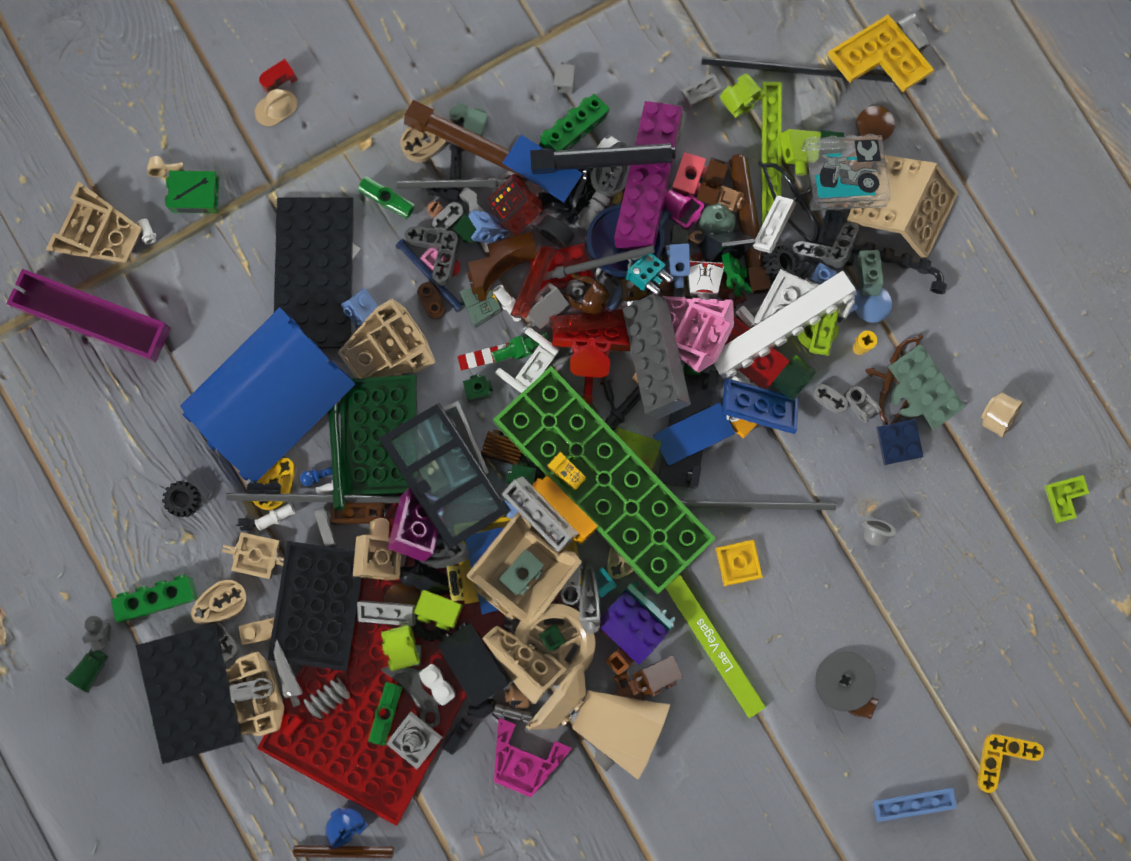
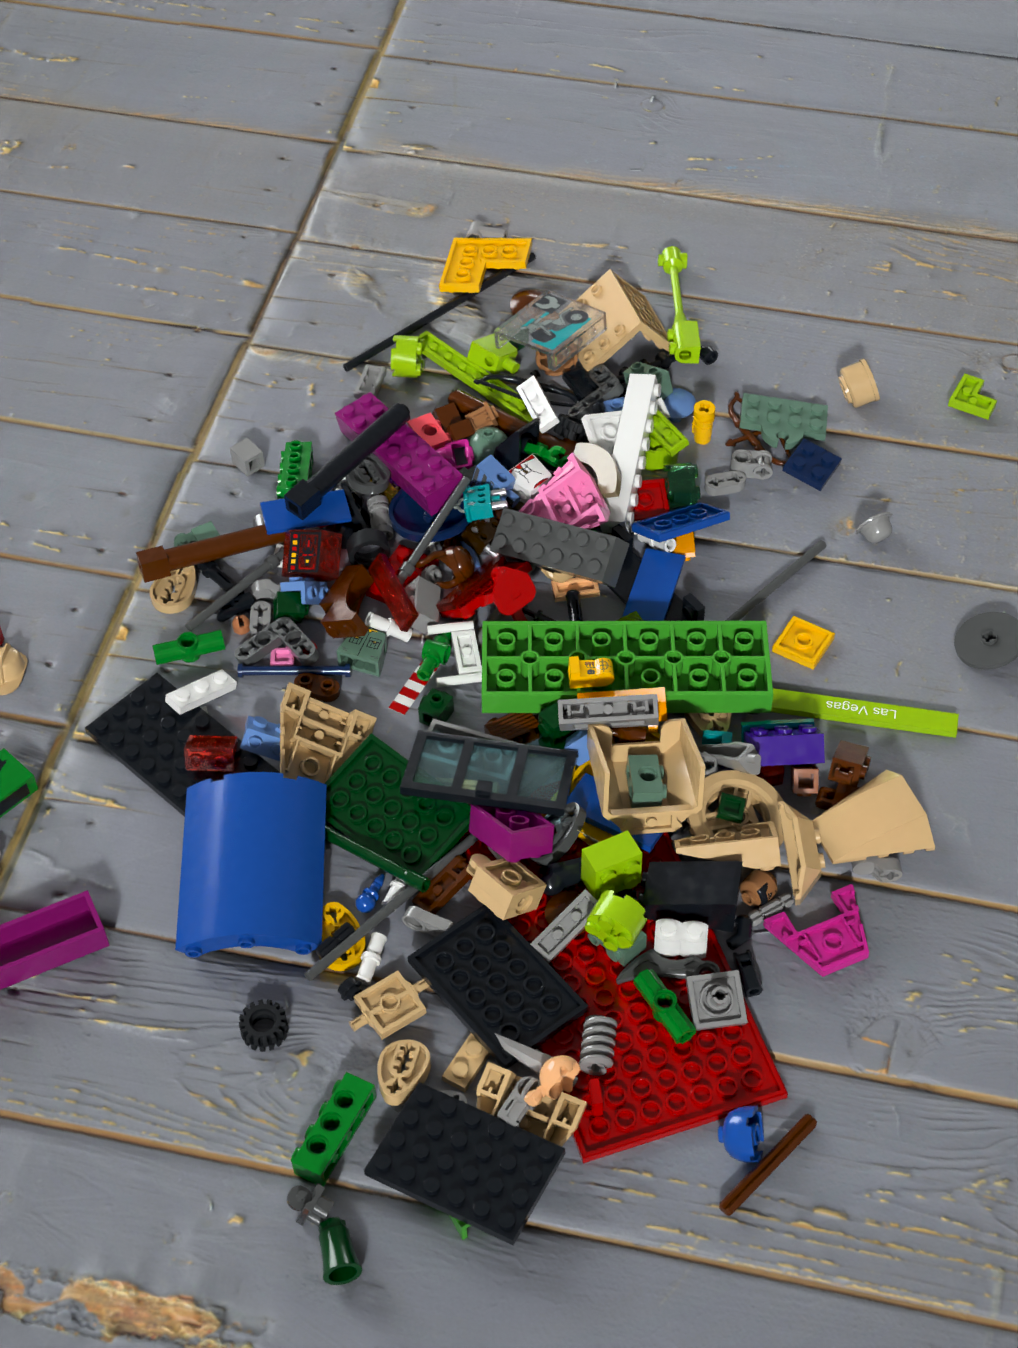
camera: 45 degrees left, 30 degrees down
(277, 696) = (554, 1076): none -> light nougat hair
(320, 291) = (210, 753): none -> clear red bracket
(360, 239) = (200, 691): none -> white plate
(752, 320) = (604, 466): none -> tile
(936, 258) = (683, 333): none -> lime bar

